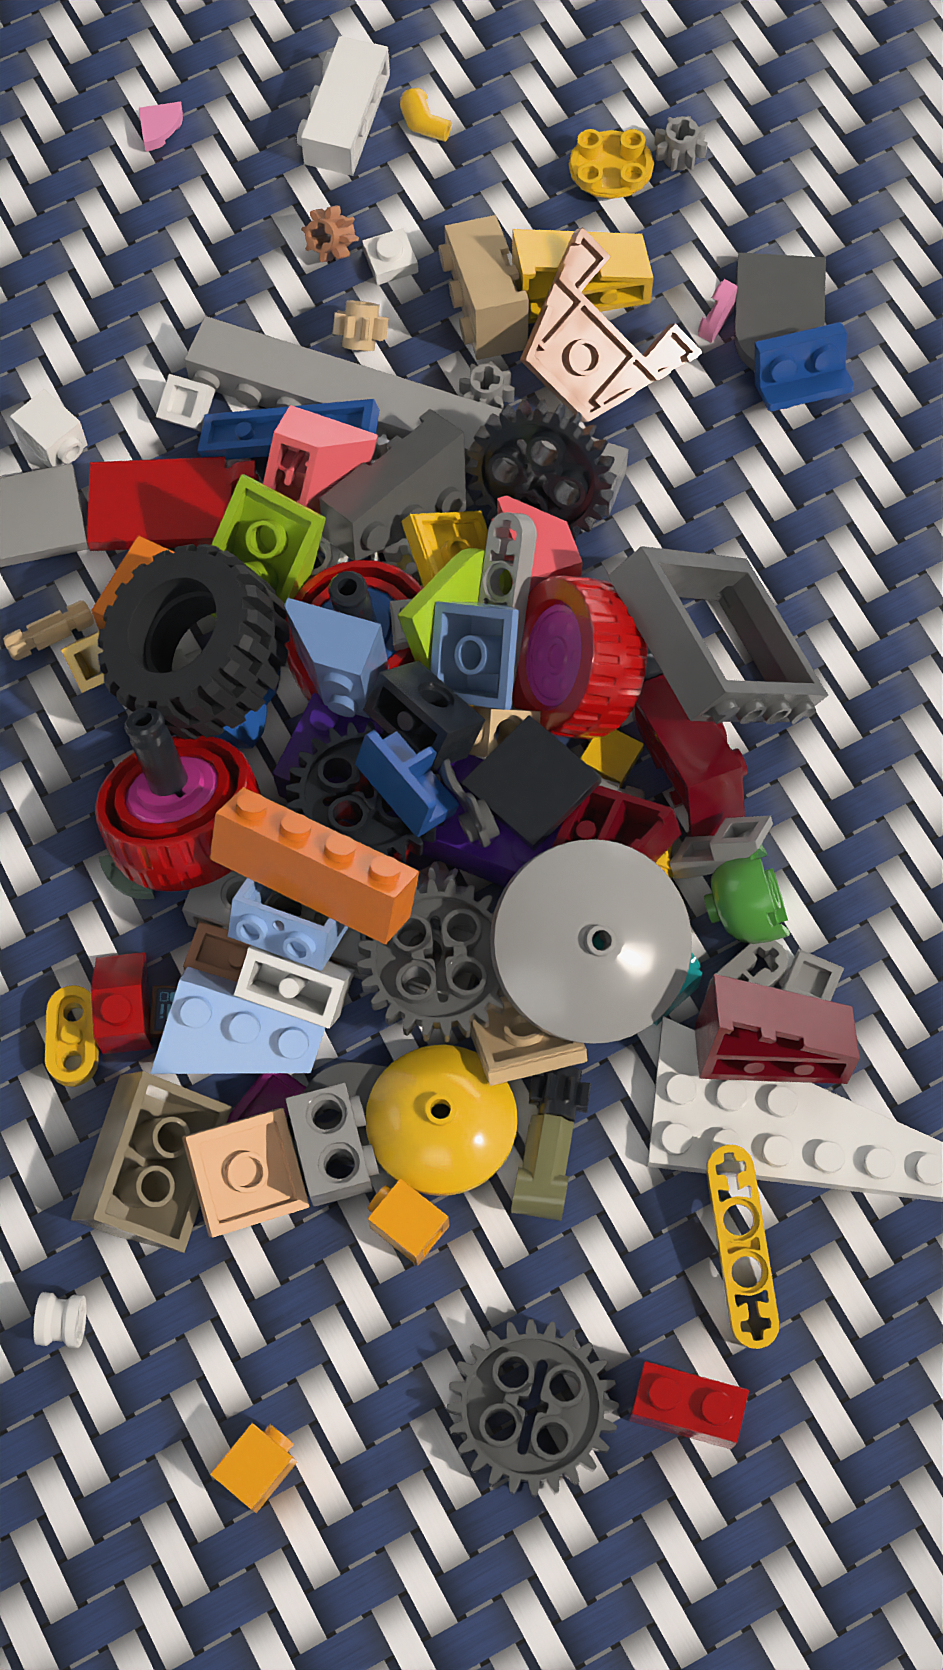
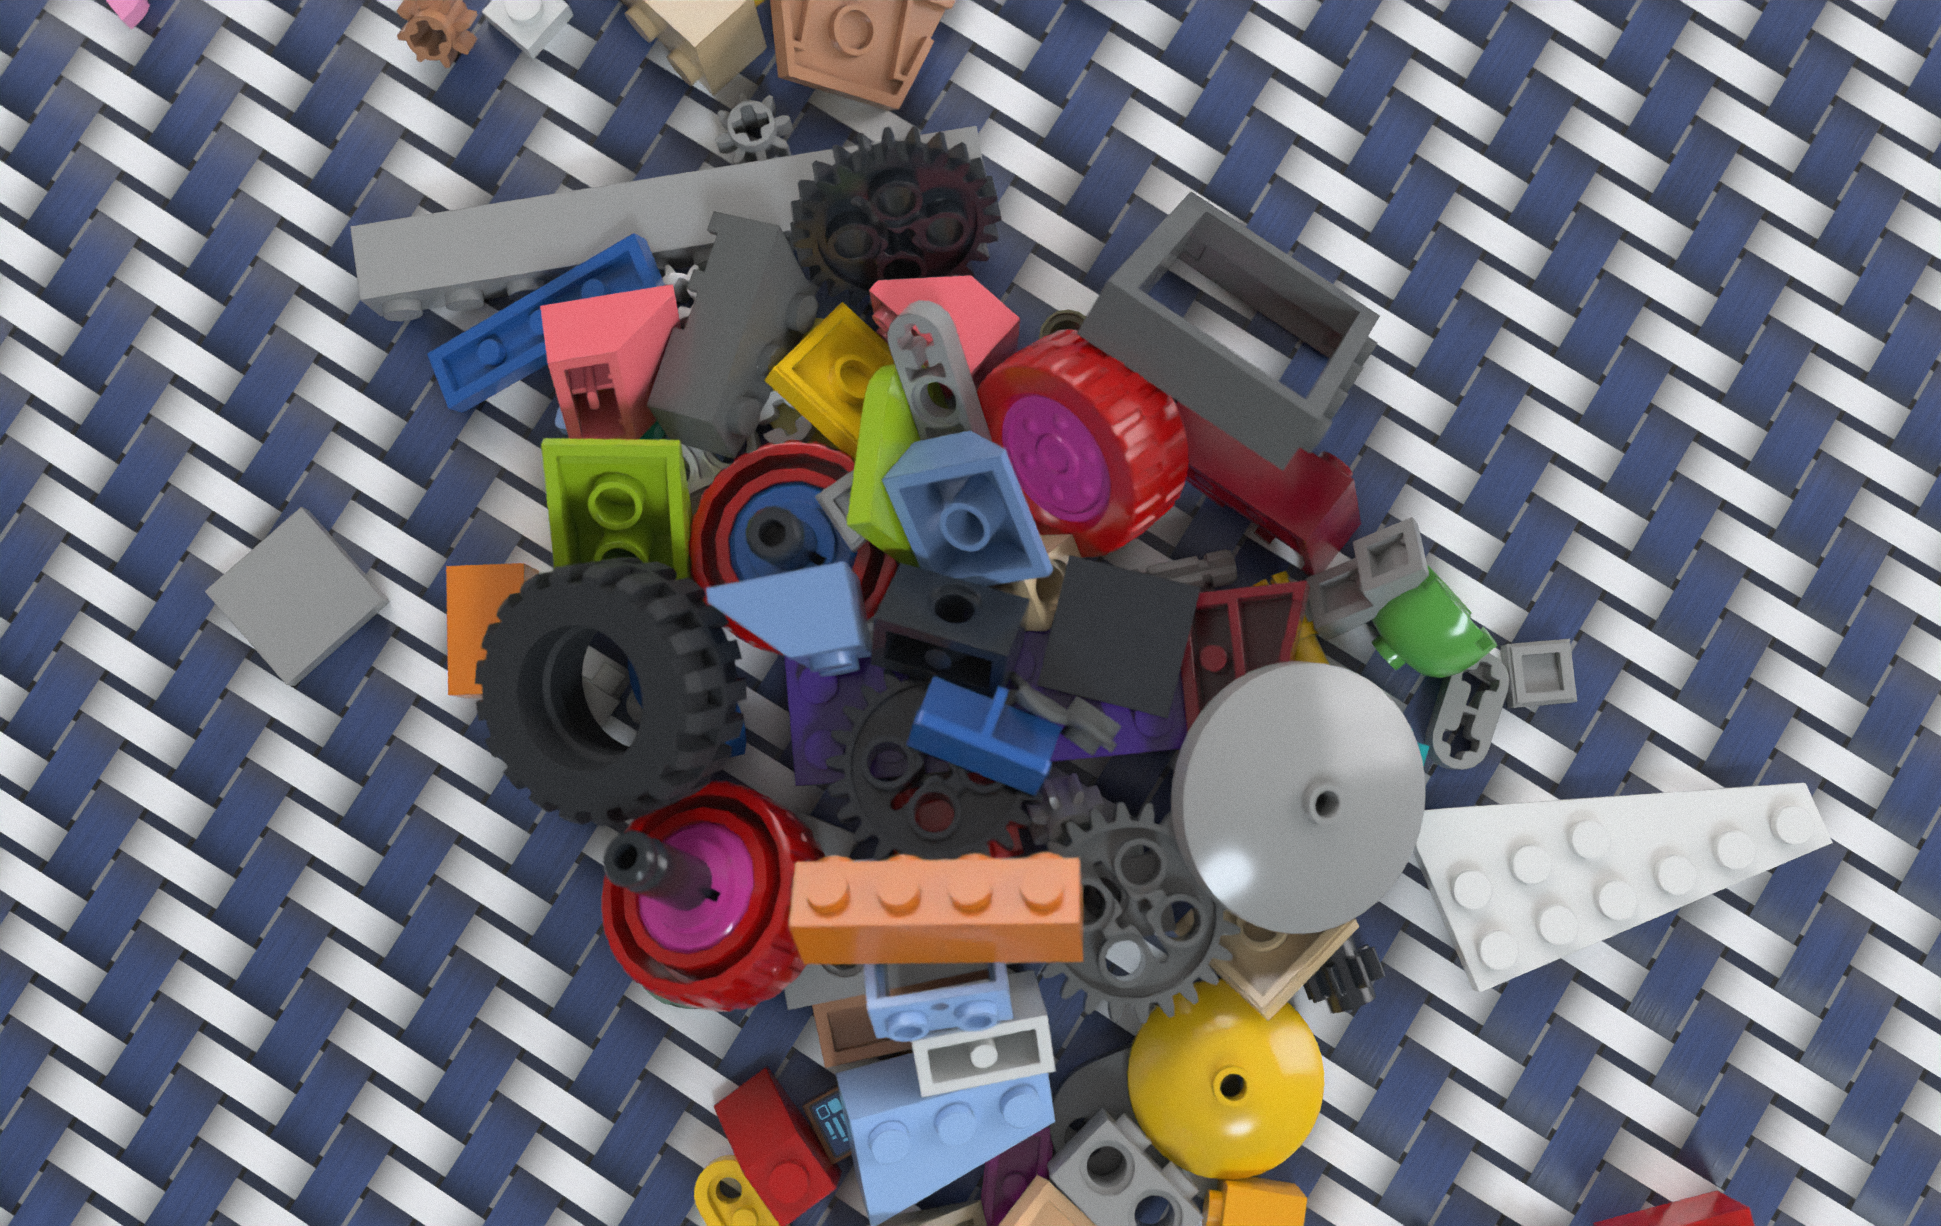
camera: 30 degrees left, 15 degrees up
(48, 630) = (406, 737): tan axle -> none
(49, 430) = (247, 480): white brick -> none
(84, 662) = (472, 764): yellow brick -> none
(160, 500) = (444, 494): red tile -> none
(185, 402) = (393, 351): white plate -> none
(360, 325) = (549, 131): tan gear -> none
(542, 1179) = (1376, 1084): olive piece -> none
(613, 756) = (1173, 533): yellow tile -> none
(751, 1244) = (1638, 1033): yellow beam -> none
(773, 1035) = (1550, 775): dark red wedge -> none

